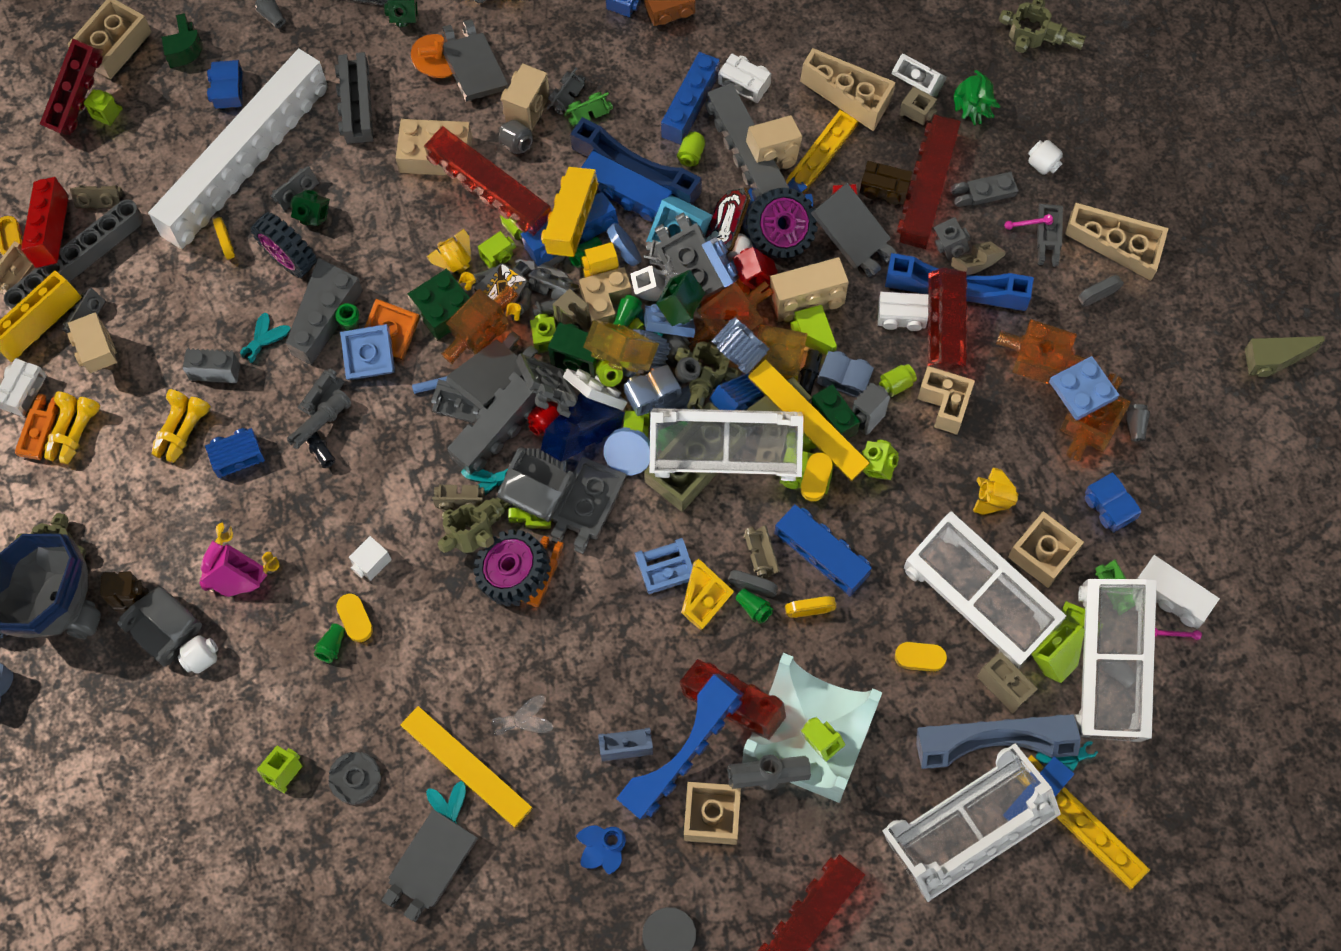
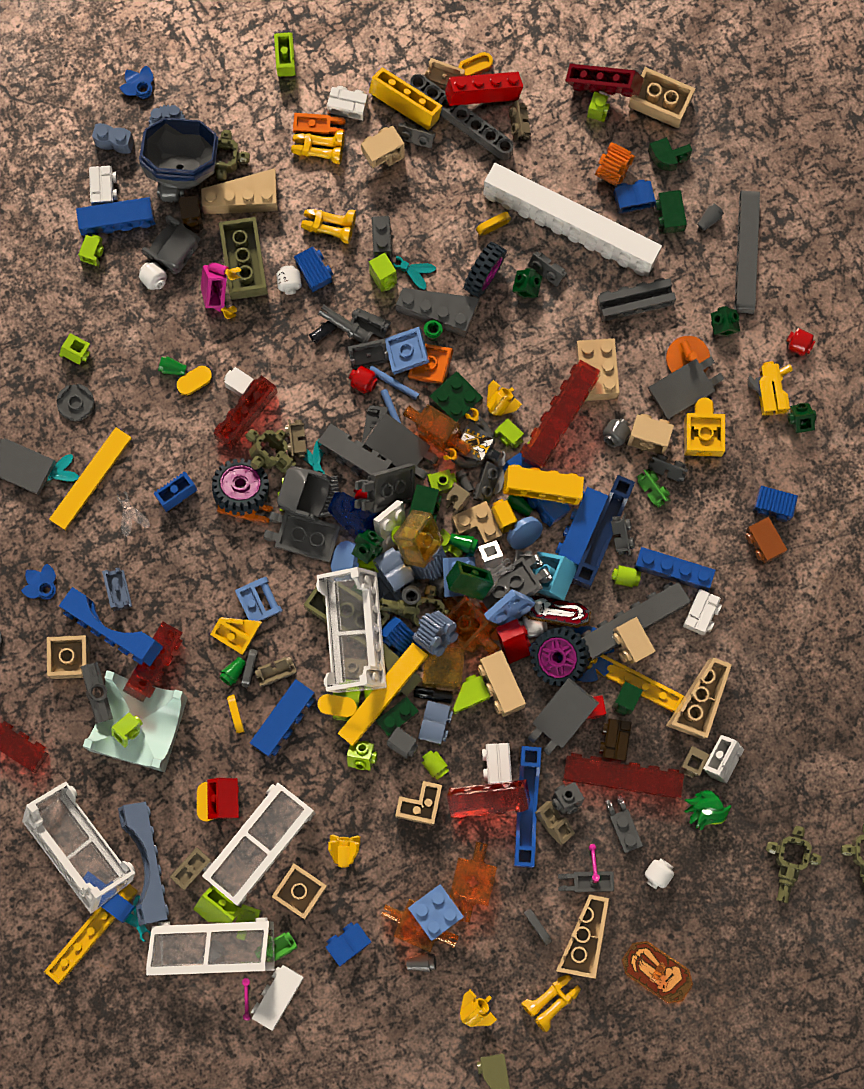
camera: 80 degrees right, 10 degrees up
(54, 710) = (102, 185): none -> white brick
(101, 697) = (115, 216): none -> blue brick
(113, 523) = (242, 195): none -> tan wedge
(142, 733) = (91, 250): none -> lime brick
(181, 94) = (614, 164): none -> orange brick
(186, 532) = (239, 242): none -> olive brick
(242, 482) = (288, 279): none -> white head
(255, 48) = (671, 212): none -> dark green brick
(260, 364) = (383, 272): none -> lime brick
(363, 399) = (368, 354): none -> dark grey hinge
(395, 409) = (363, 379): none -> red head
(404, 376) = (396, 384): none -> medium blue bar
(413, 552) = (245, 412): none -> clear red brick
(504, 651) = (175, 491): none -> blue brick
(531, 43) = (703, 429): none -> yellow brick
(619, 411) = (367, 546): none -> dark green brick
(632, 141) = (622, 527): none -> dark grey hinge
(840, 160) = (626, 699): none -> dark green brick
(920, 631) = (222, 798): none -> red brick
(1155, 178) = (657, 972): none -> clear orange shield
(1196, 305) = (544, 1019): none -> yellow piece
(1198, 366) = (475, 1011): none -> yellow brick

